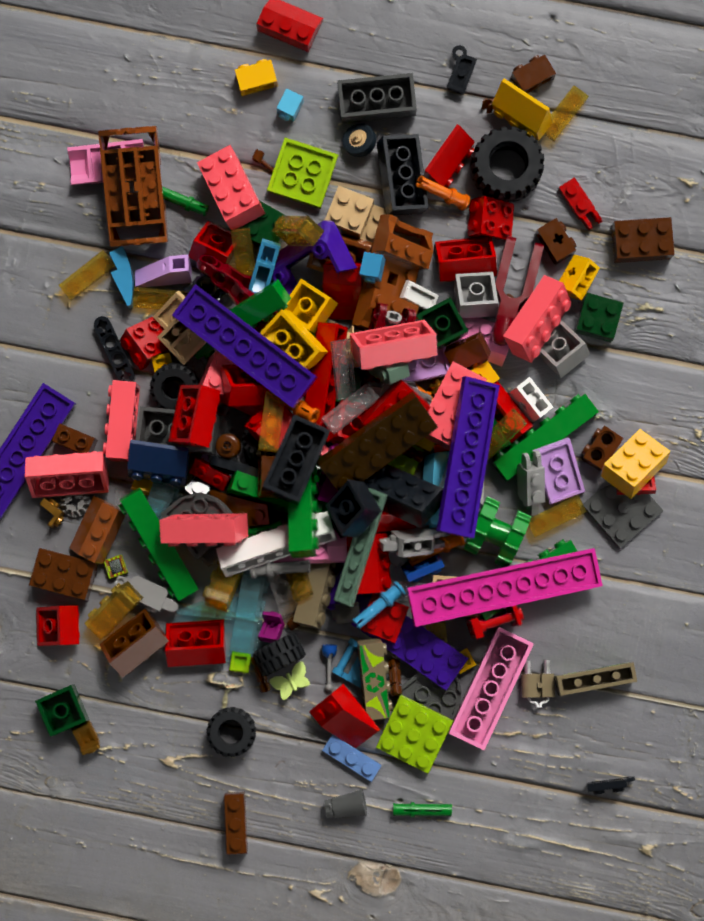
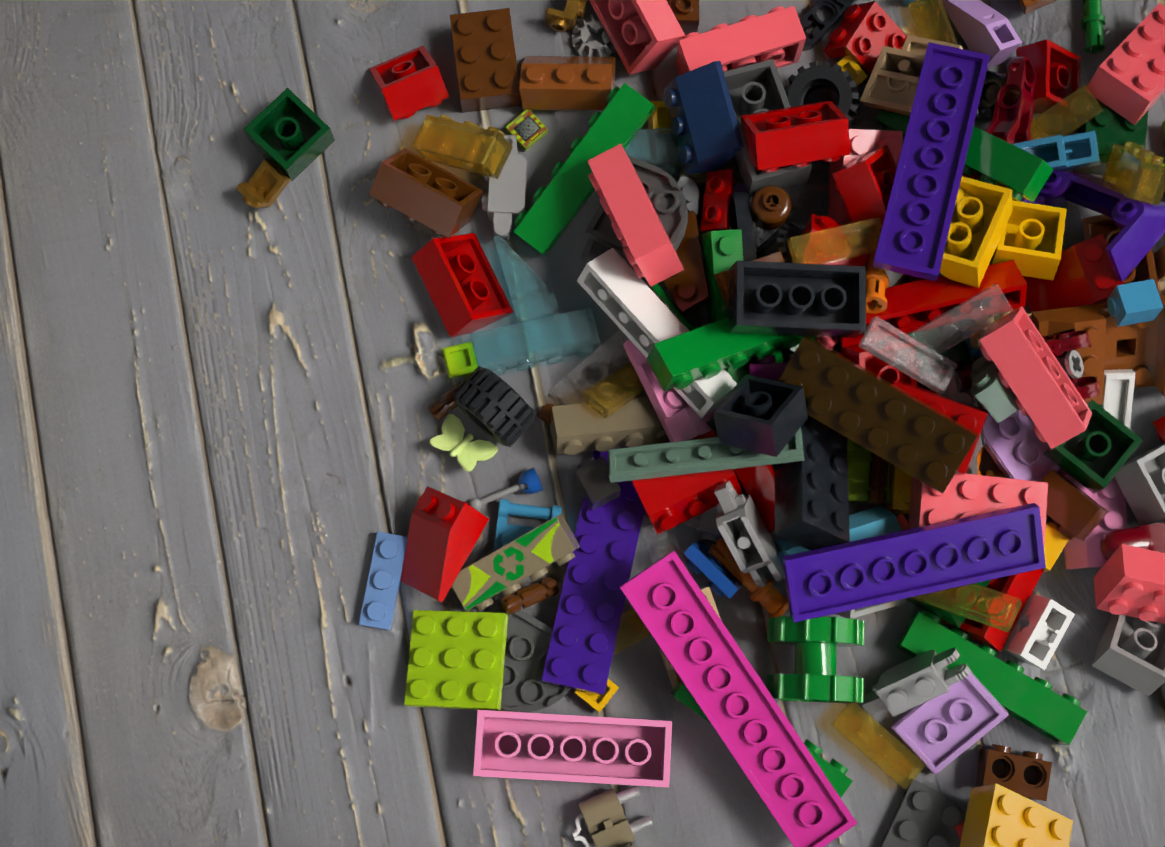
camera: 65 degrees right, 5 degrees down
(219, 744) = (334, 368): black tyre -> none
(221, 589) = (556, 285): clear yellow brick -> none
(236, 822) = (220, 447): reddish brown brick -> none
(271, 569) = (617, 343): light grey pin -> none
(272, 627) = (531, 383): magenta bracket -> none
(346, 805) = (309, 601): dark grey plant -> none
(386, 599) = (642, 529): dark azure pin -> none
(388, 622) = (612, 541): red plate -> none
(422, 809) = (346, 718): green pin -> none
(477, 627) = (659, 689): red fence -> none

